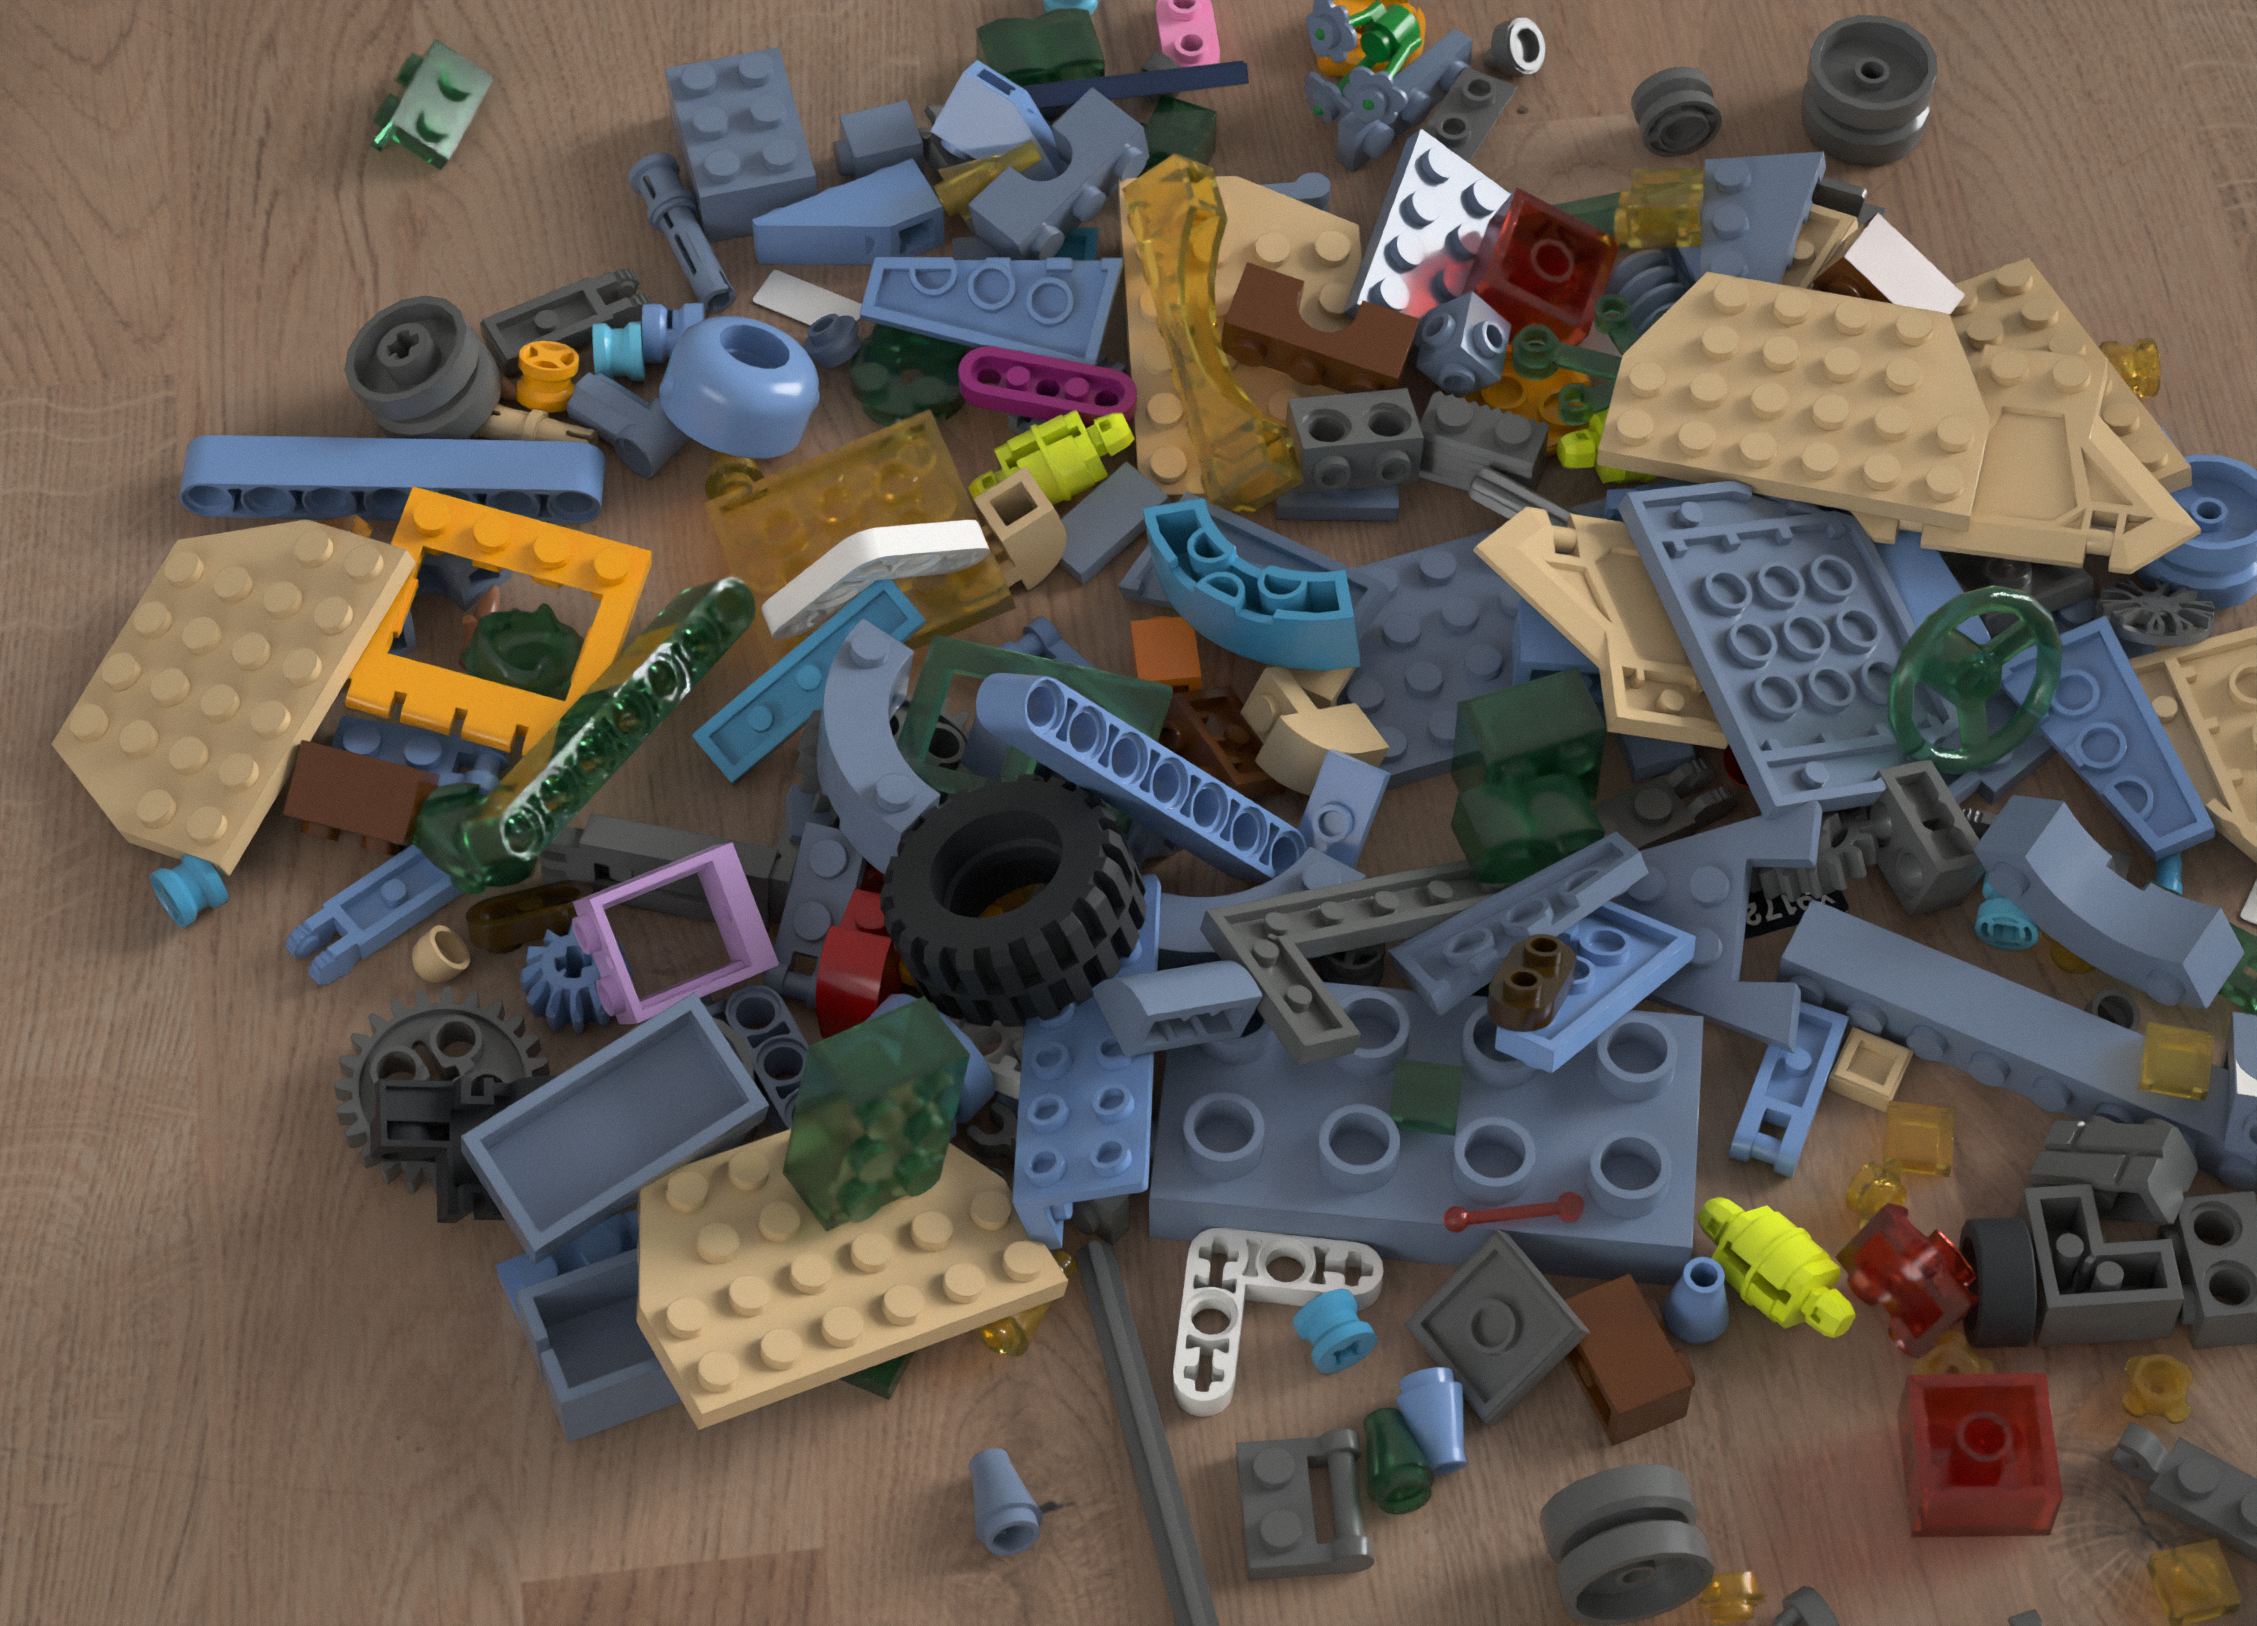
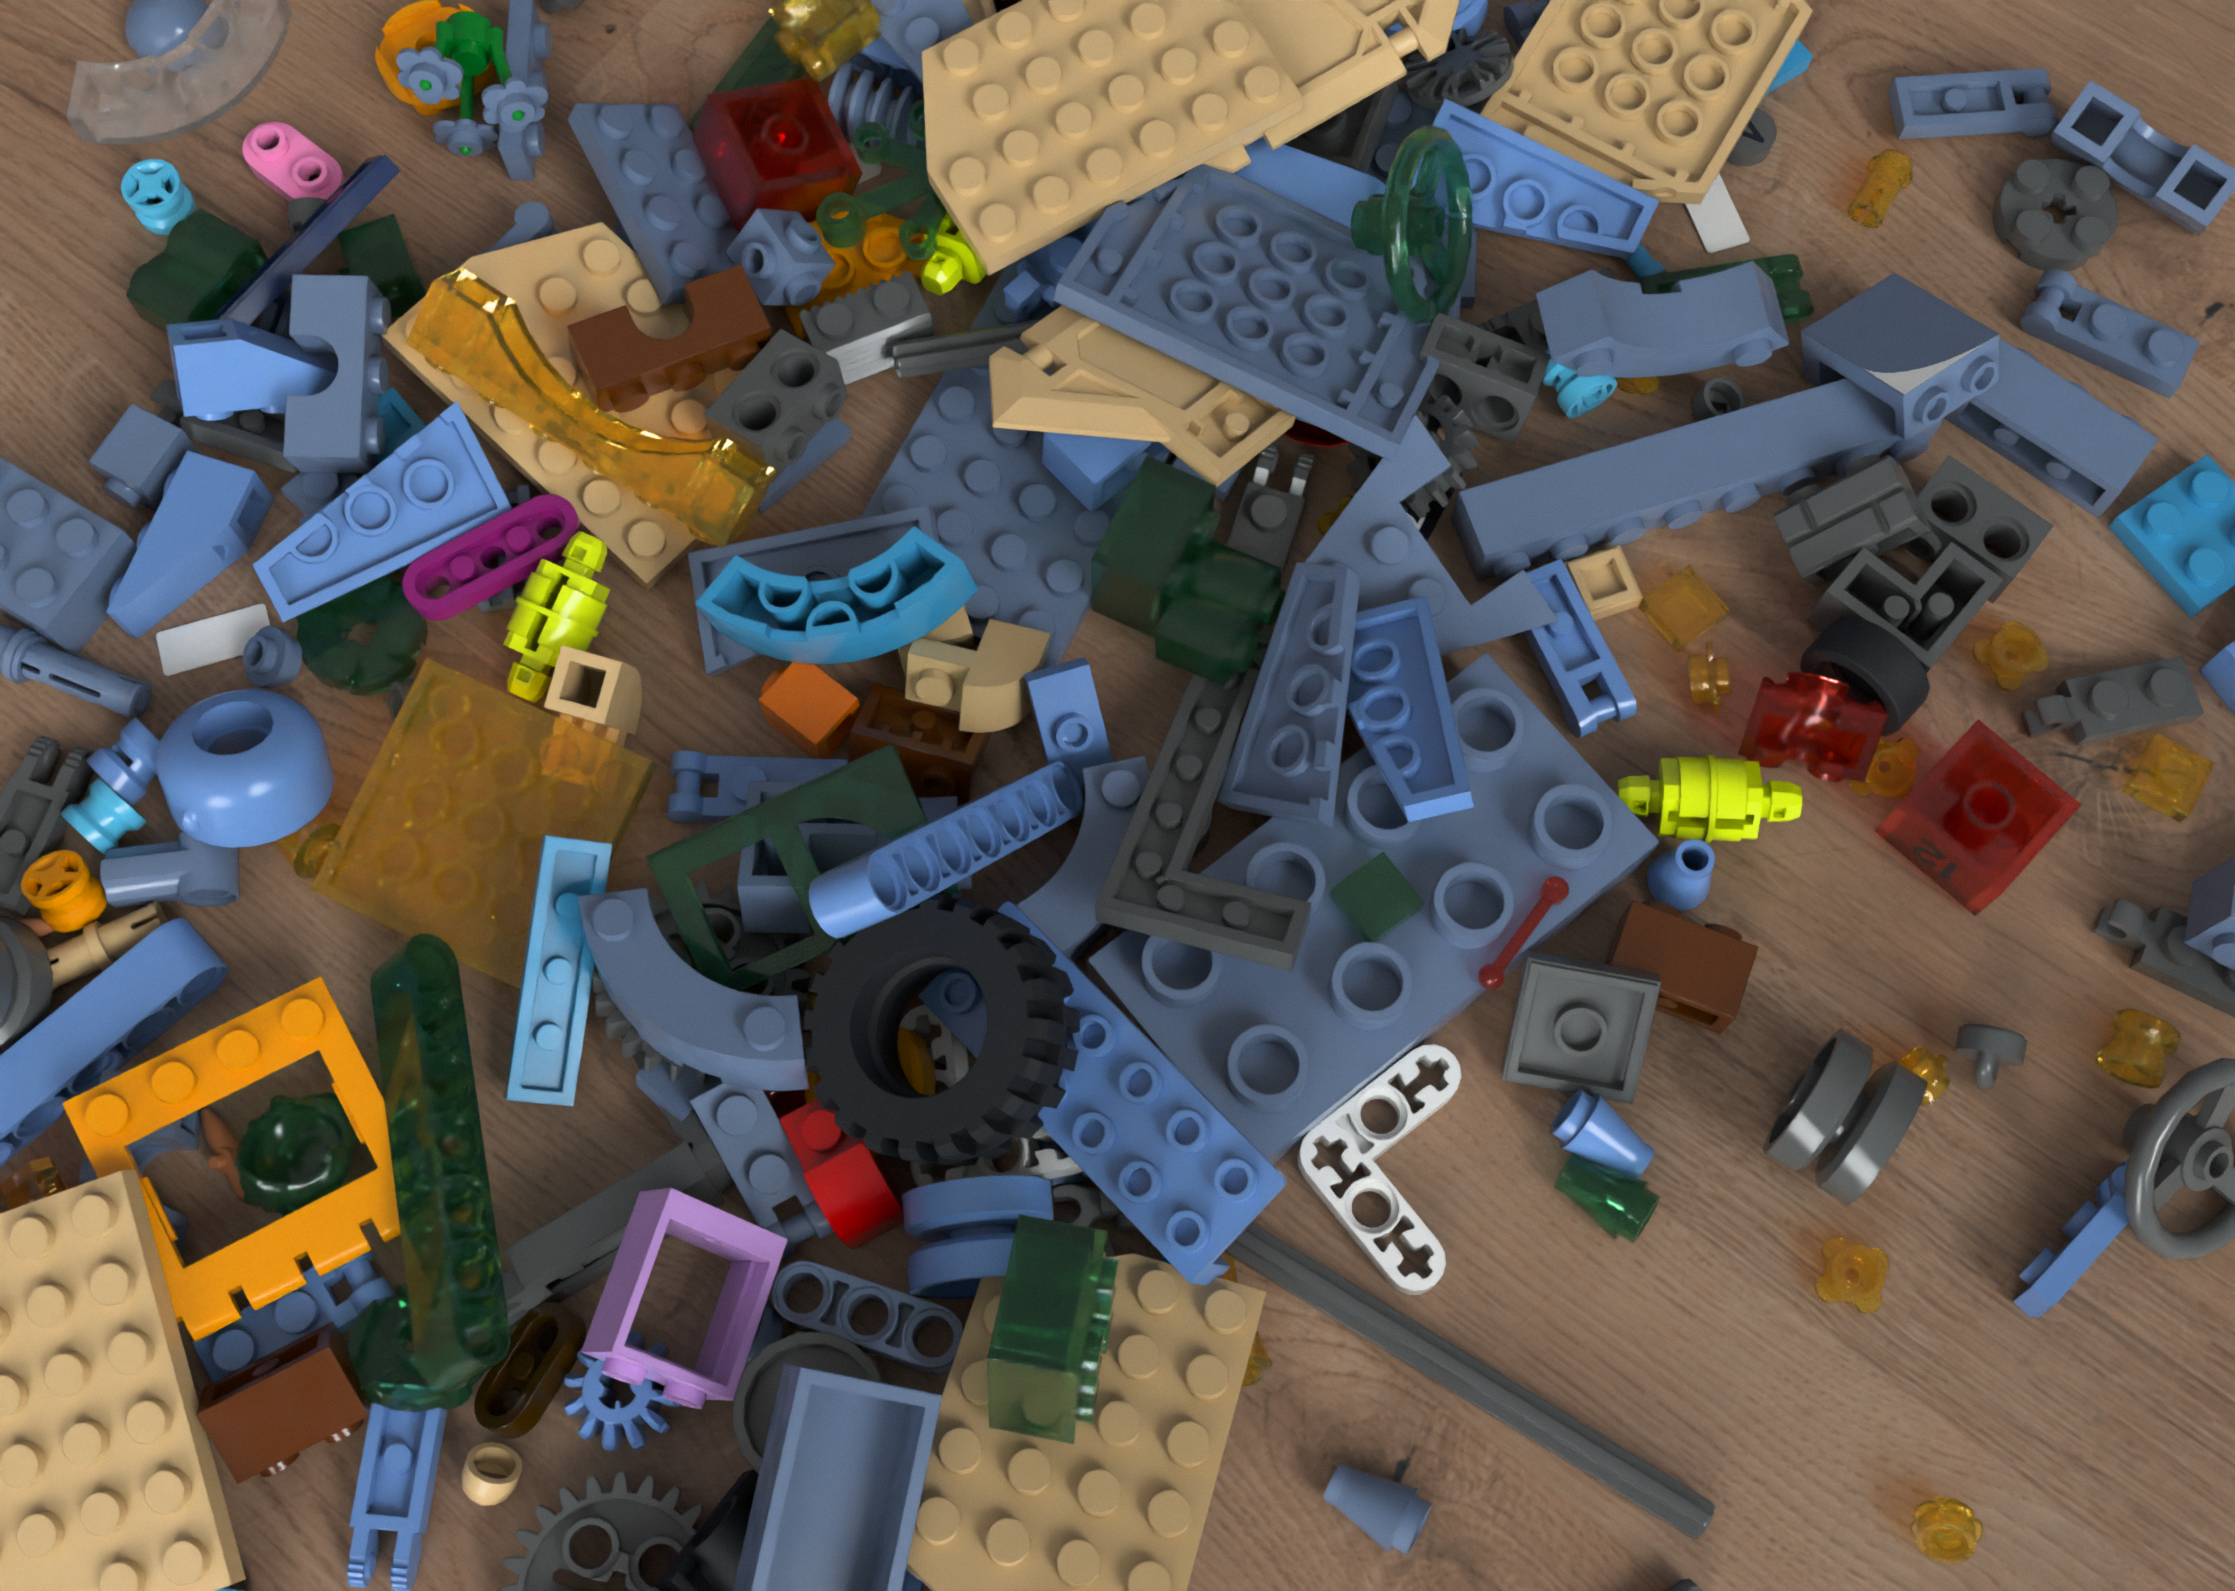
camera: 45 degrees left, 15 degrees up
(870, 557) = (532, 843): white beam -> none
(967, 180) = (261, 433): clear yellow cone -> none
(1107, 521) = (645, 623): sand blue tile -> none
(1178, 1006) = (1151, 1002): sand blue brick -> none
(1280, 1508) = (1564, 1309): dark grey plate -> none
(1334, 1331) = (1469, 1135): dark azure wheel -> none
(1470, 112) = (586, 61): dark grey hinge -> none
(1531, 983) = (1377, 737): dark brown plate -> none
(2176, 1061) = (1816, 402): clear yellow tile -> none

